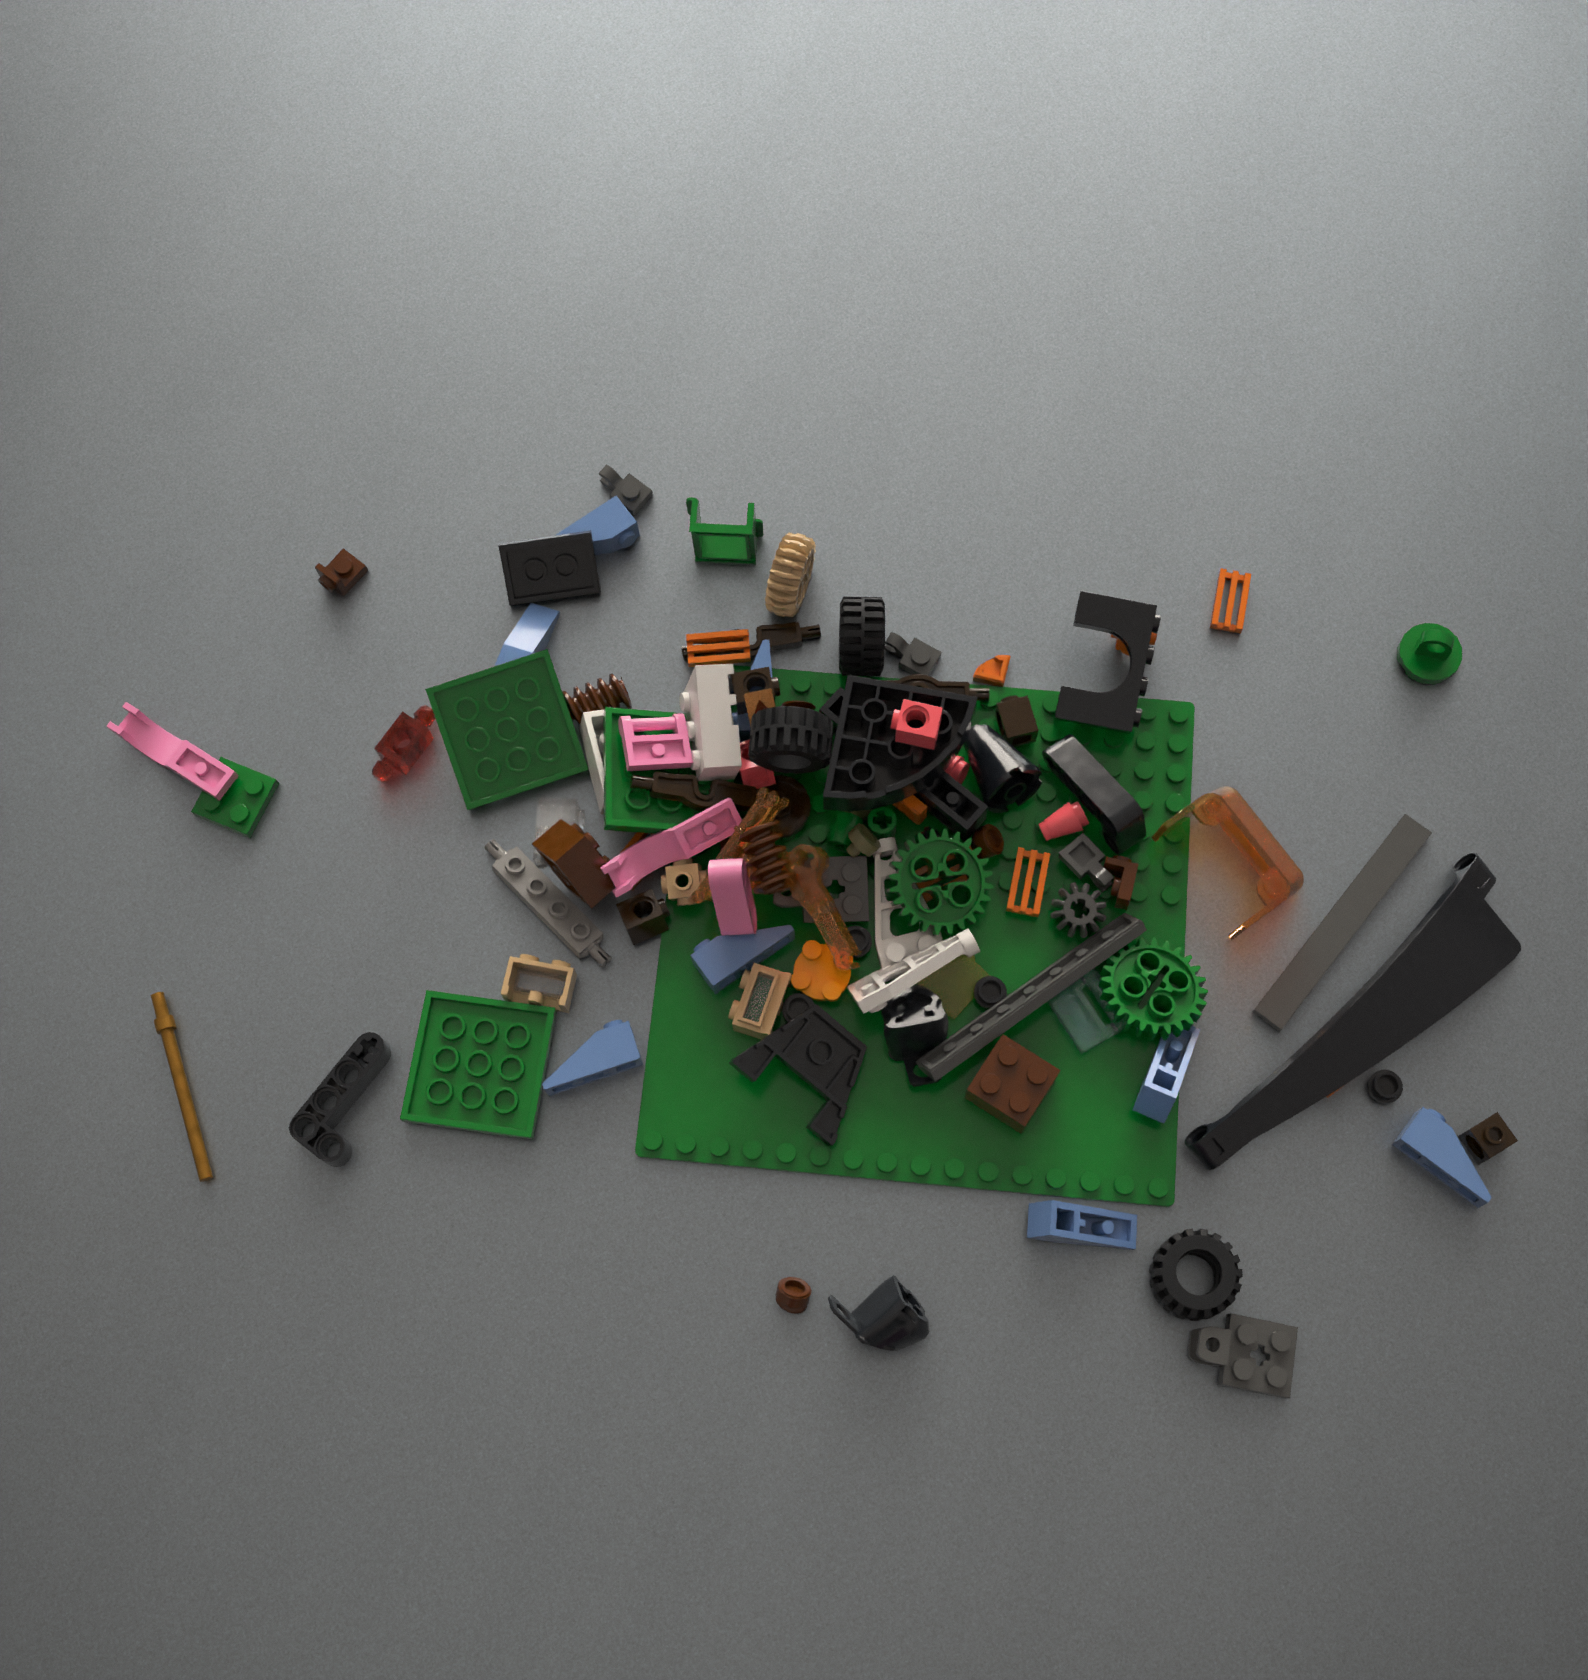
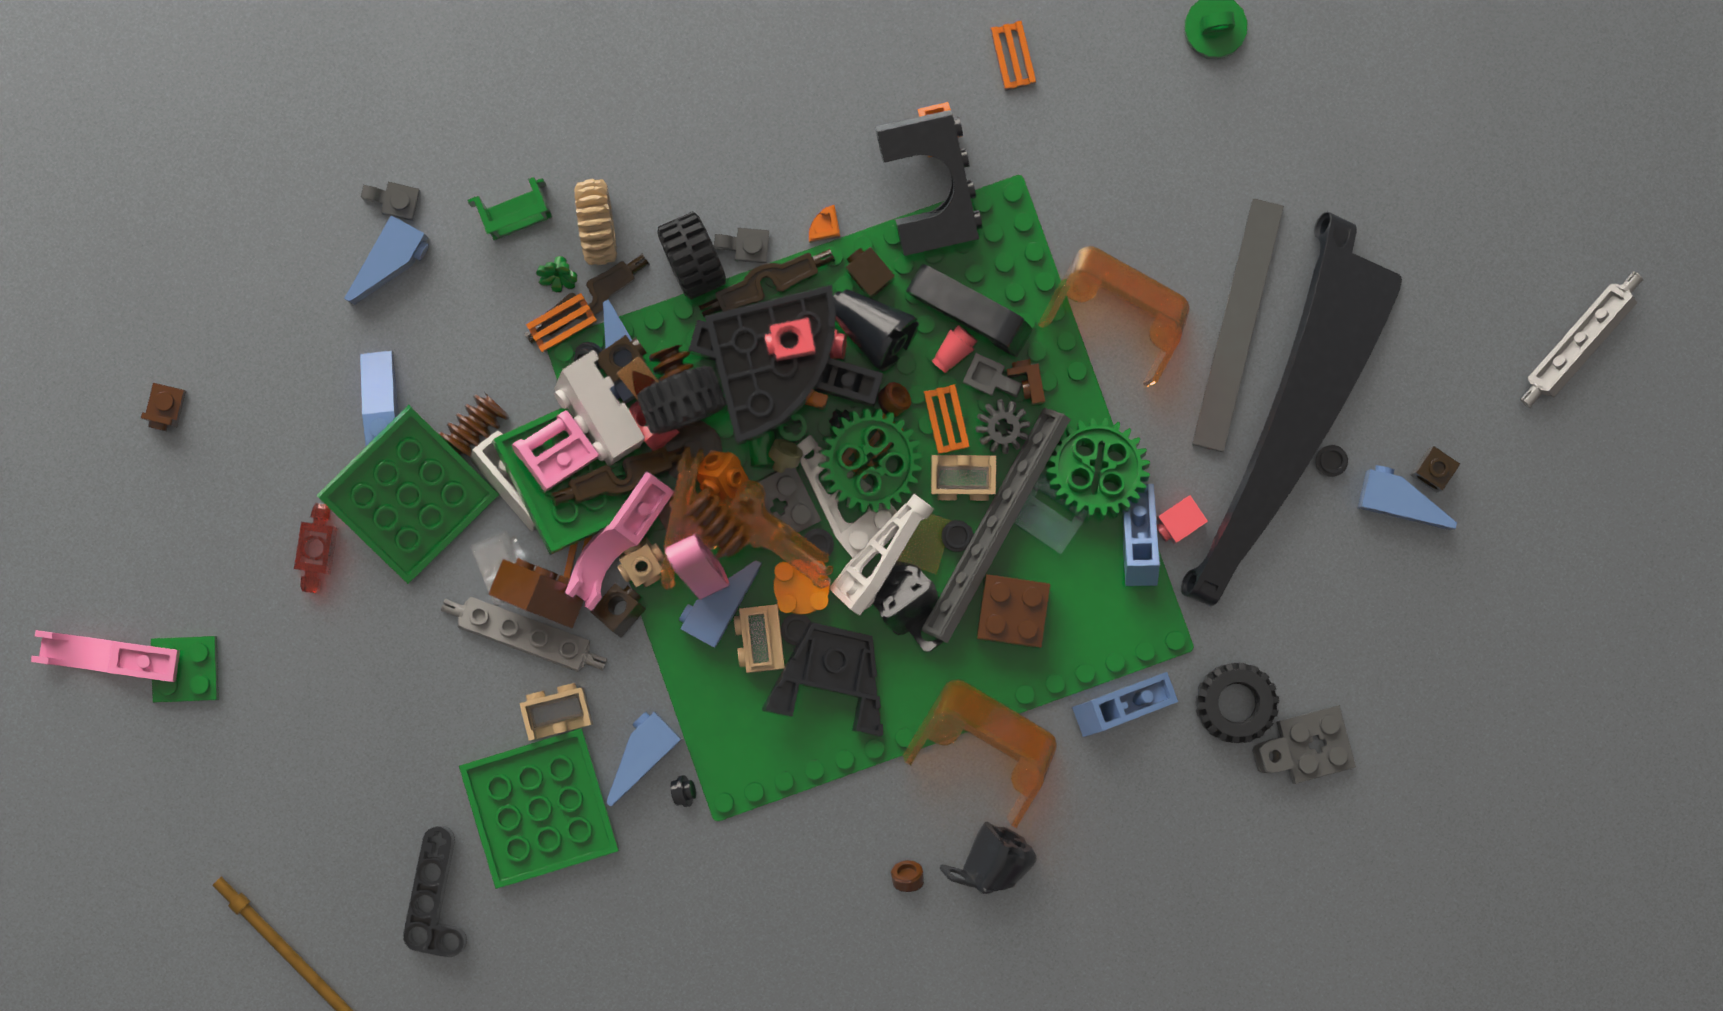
camera: 30 degrees left, 15 degrees up
(549, 568) = (364, 315): black tile -> none
(619, 1110) = (683, 791): none -> black plate
(734, 609) = (557, 275): none -> green plant
(797, 829) = (721, 473): none -> orange brick
(971, 1217) = (970, 709): none -> clear orange windscreen
(1020, 940) = (963, 475): none -> window
(1212, 1074) = (1180, 520): none -> coral brick

